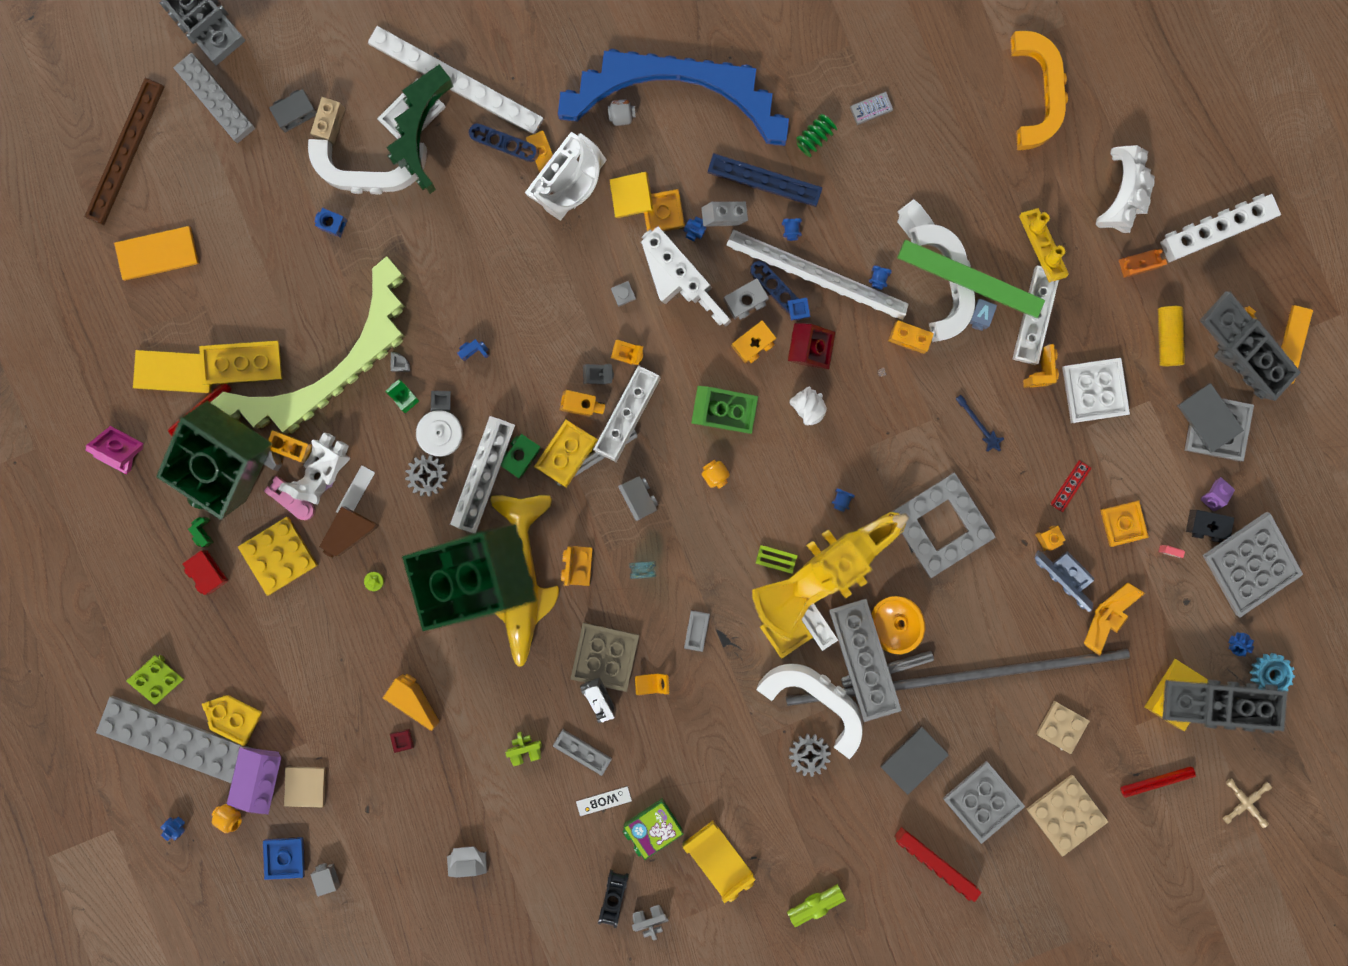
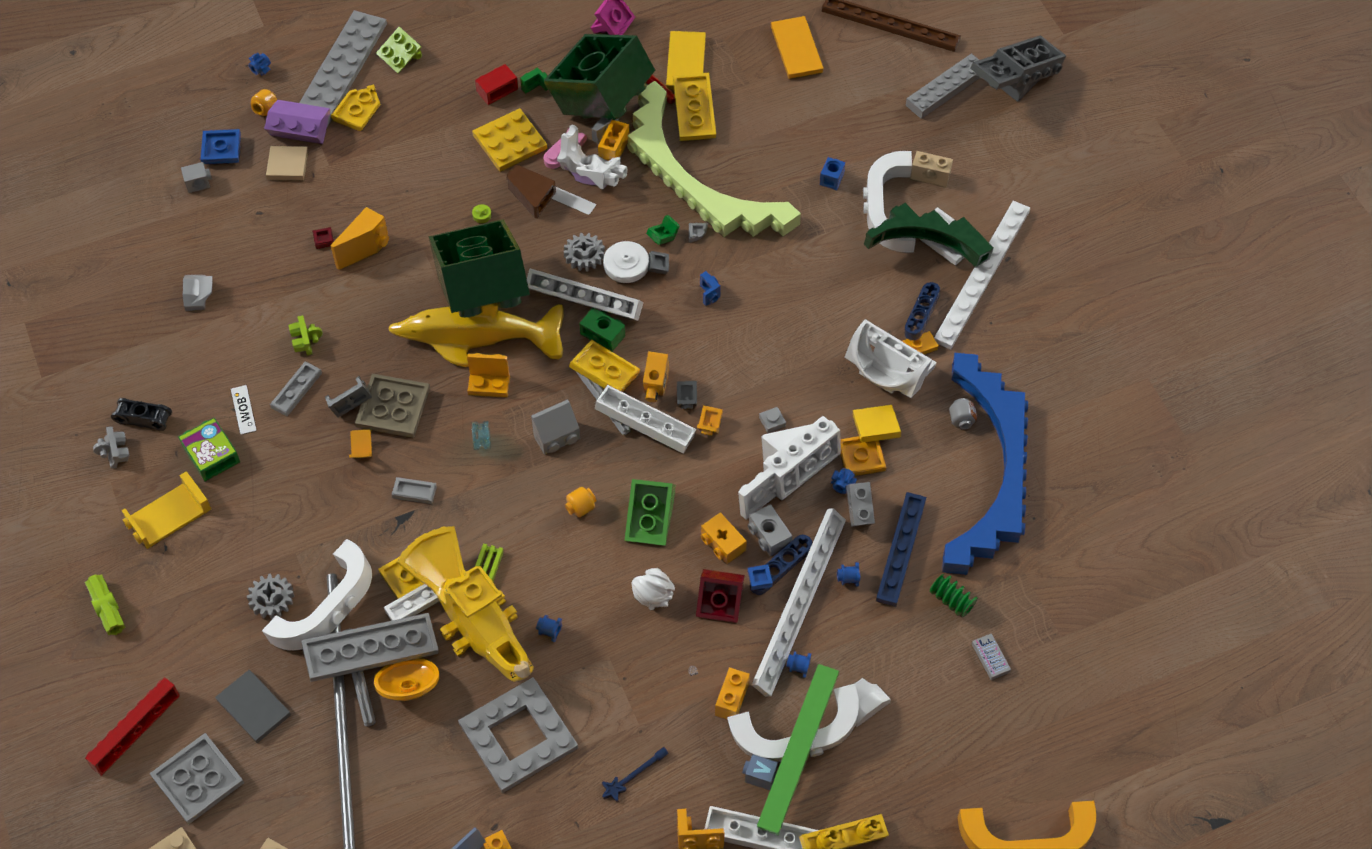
camera: 90 degrees right, 30 degrees down
(293, 110) = (938, 140): dark grey brick -> none

